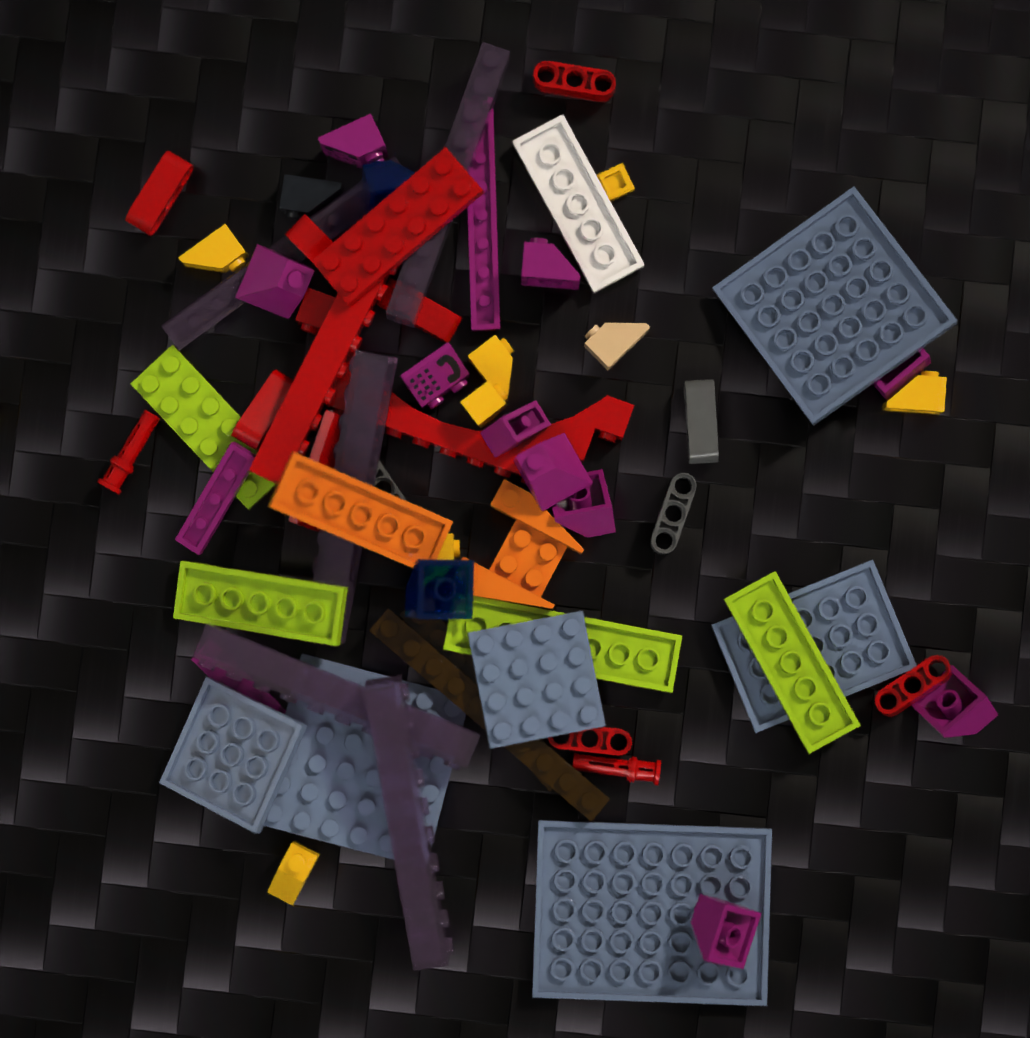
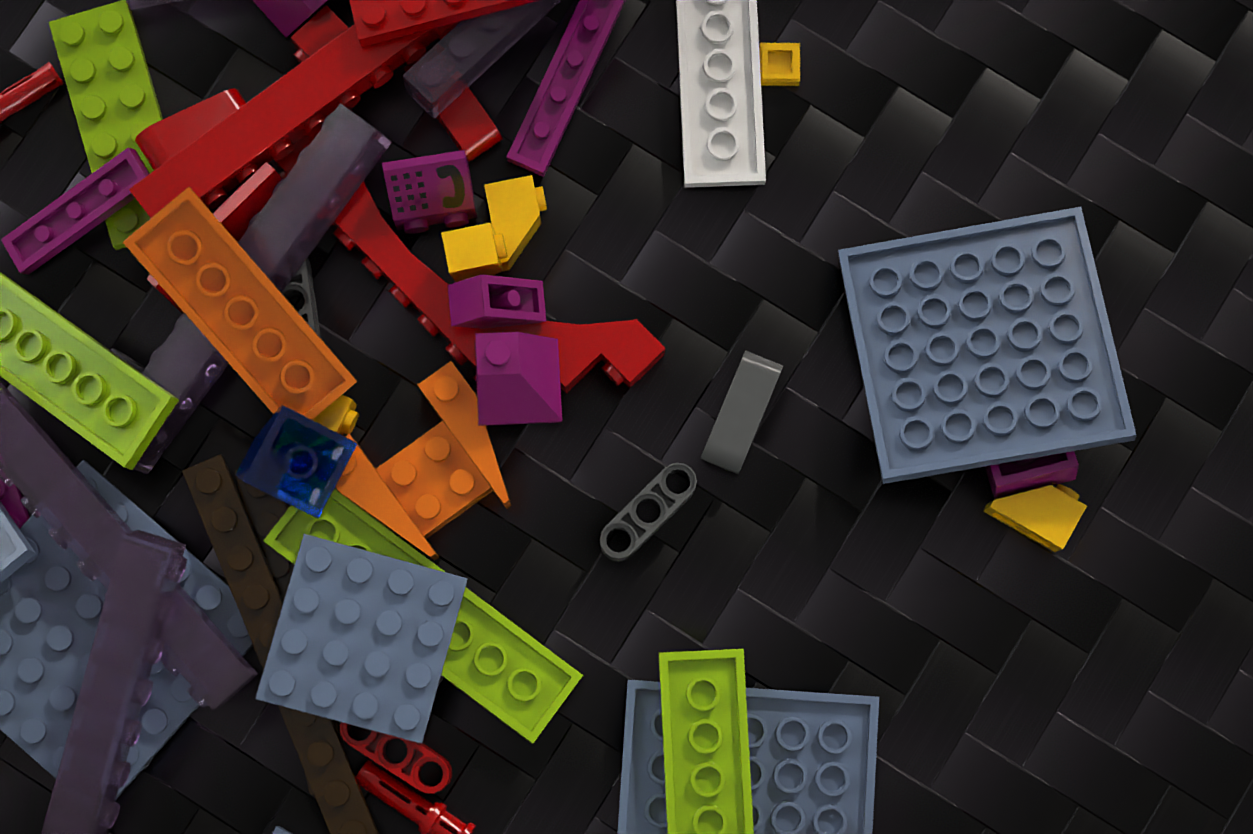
camera: 20 degrees right, 5 degrees down
(547, 267) = (637, 121): magenta slope -> none
(588, 510) = (540, 453): magenta slope -> none
(613, 341) = (681, 257): tan slope -> none

